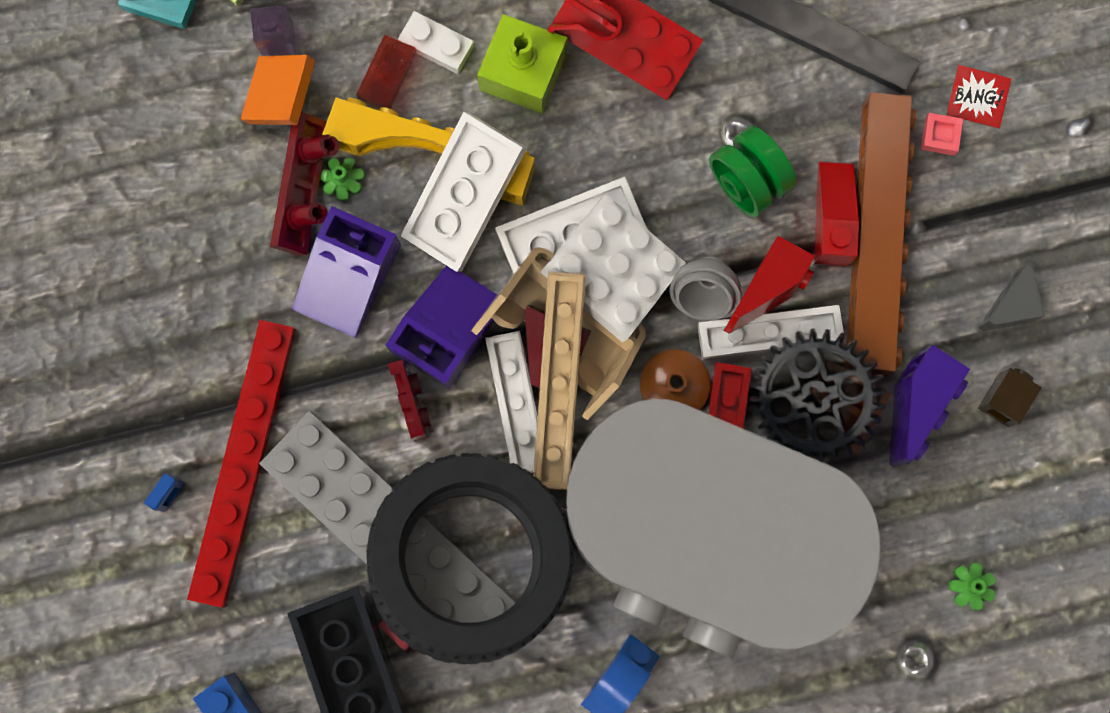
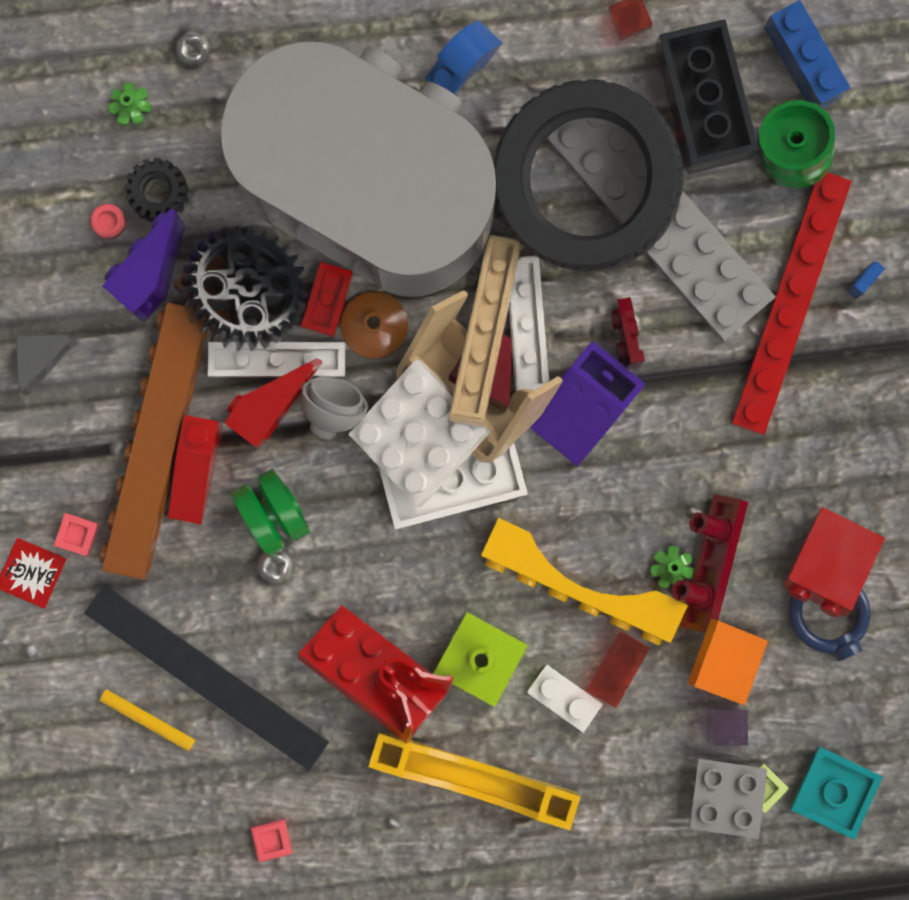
camera: 175 degrees left, 5 degrees up
(164, 123) = (841, 647): none -> dark blue piece
(179, 195) = (833, 563): none -> red brick
(245, 650) = (797, 143): none -> green wheel
(345, 271) = (677, 468): slope -> none
(463, 191) = (554, 528): white plate -> none
(947, 488) = (148, 172): none -> black tyre
(970, 456) = (108, 221): none -> coral tile
(1010, 397) = (61, 269): dark brown brick -> none

